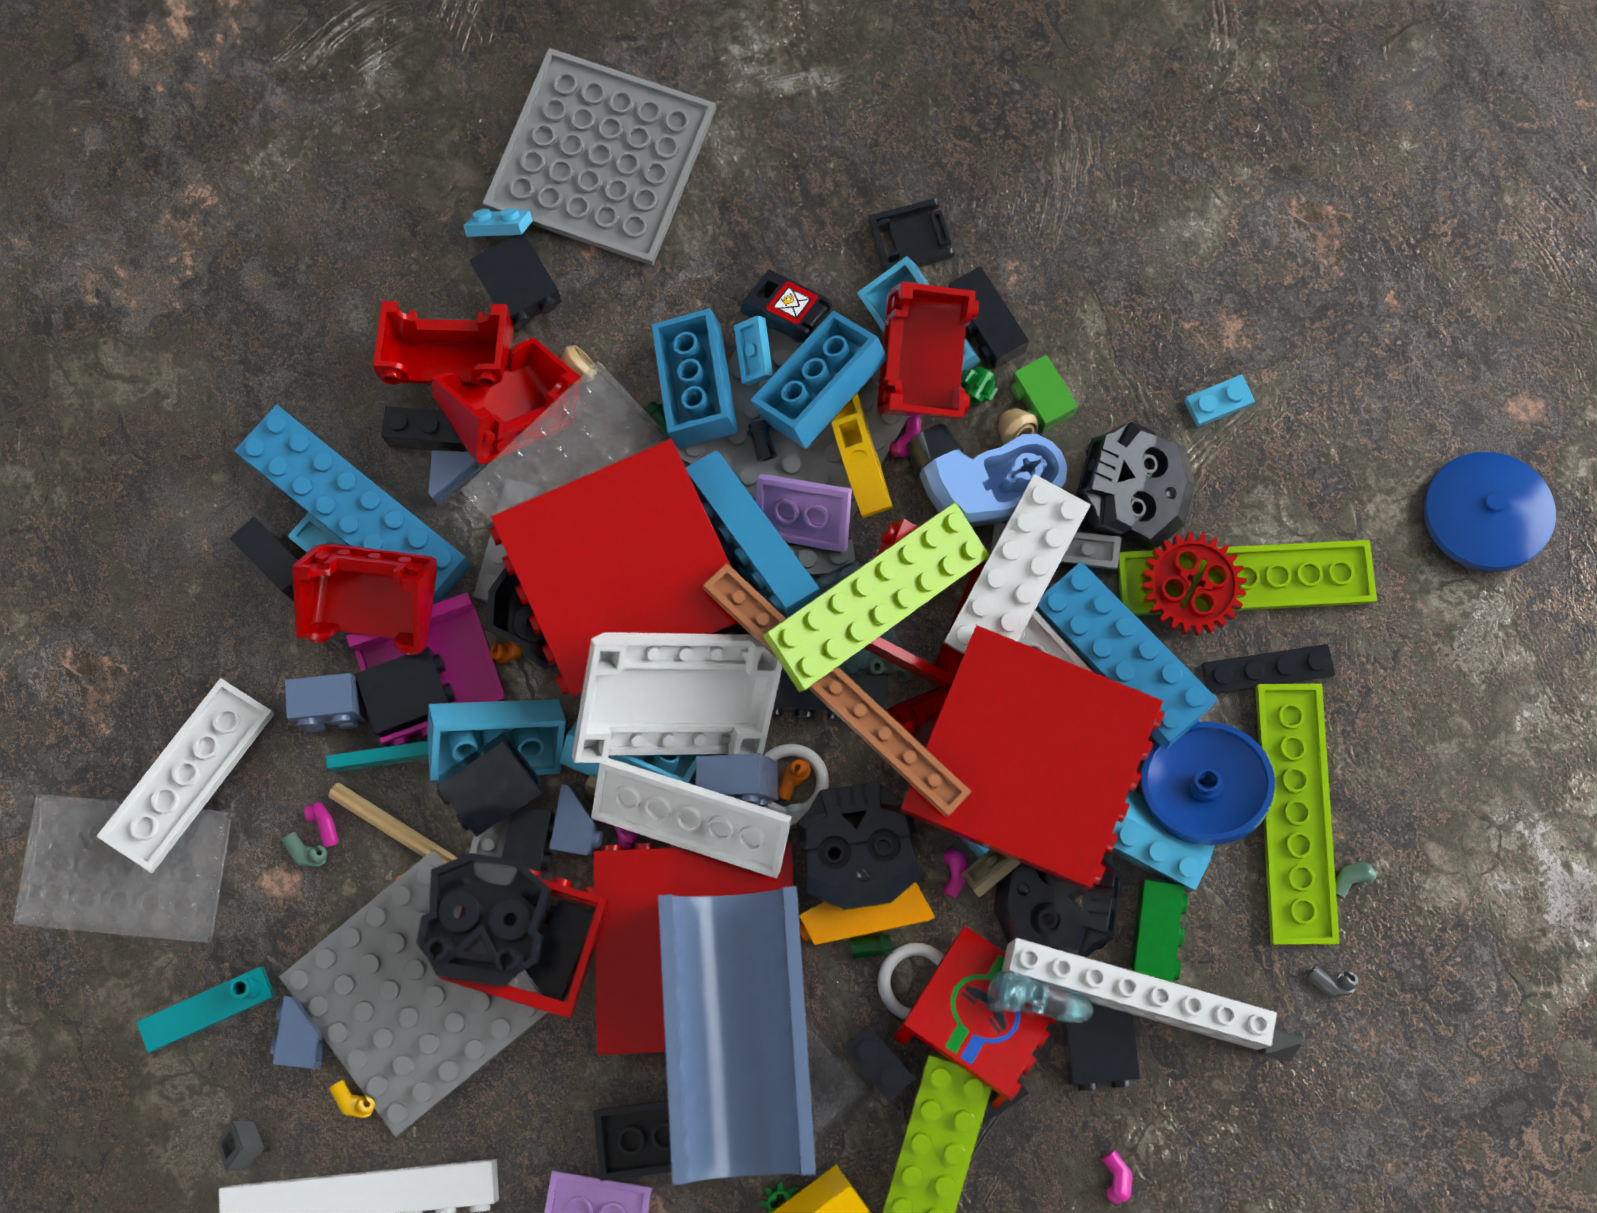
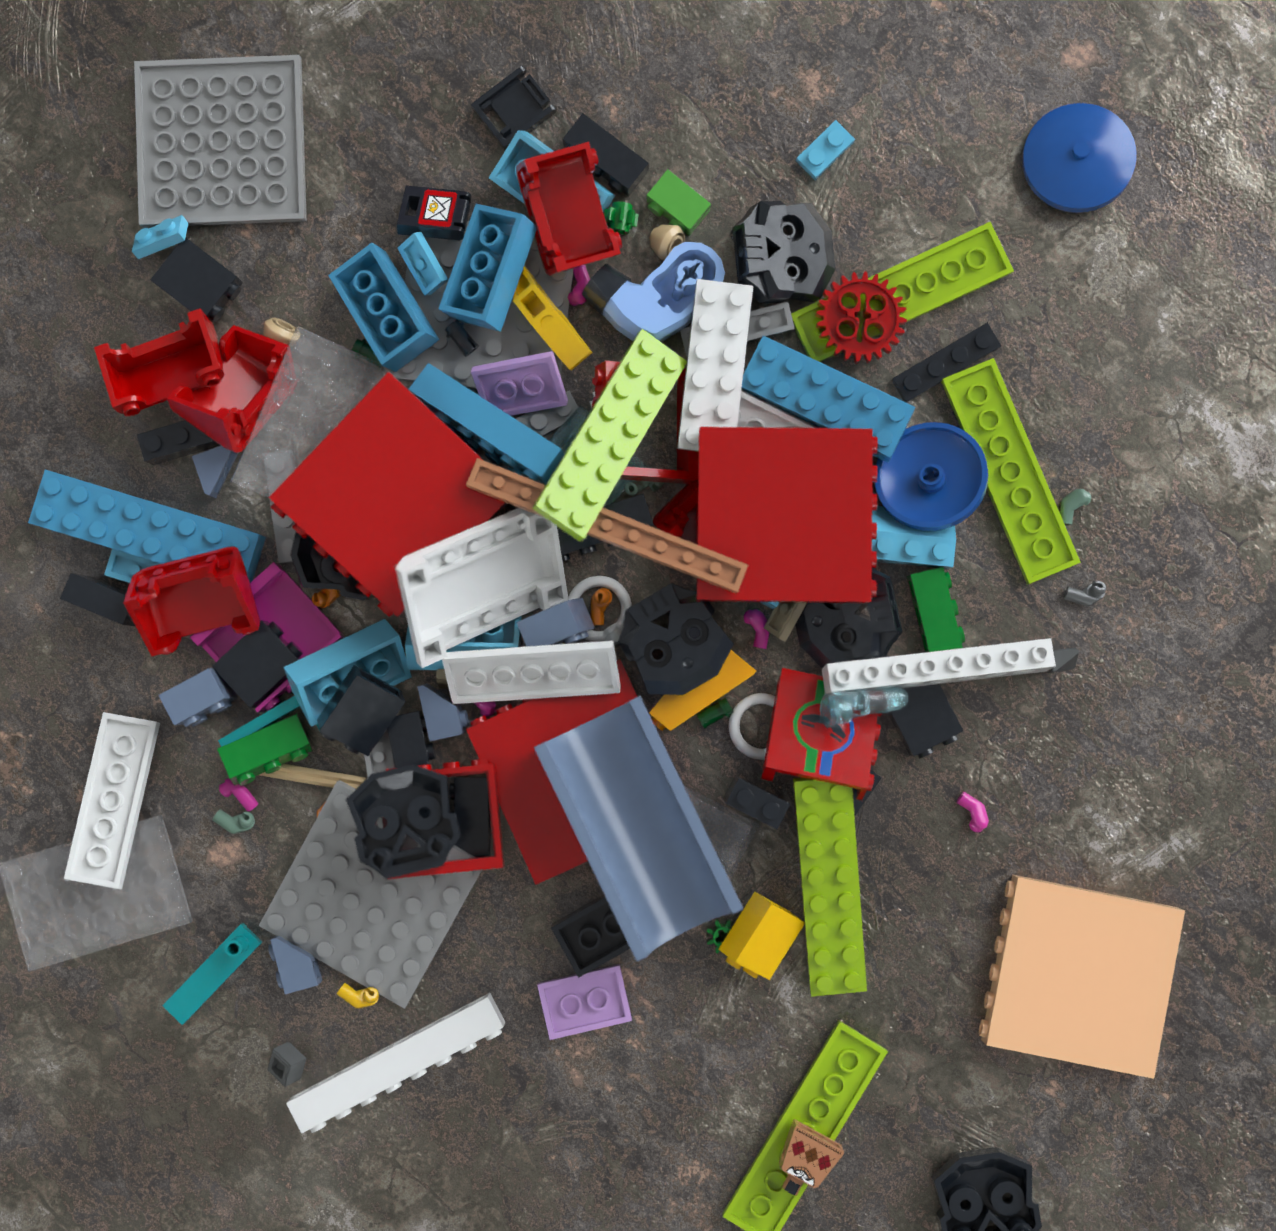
camera: 20 degrees left, 10 degrees up
(370, 787) = (265, 750): none -> green brick

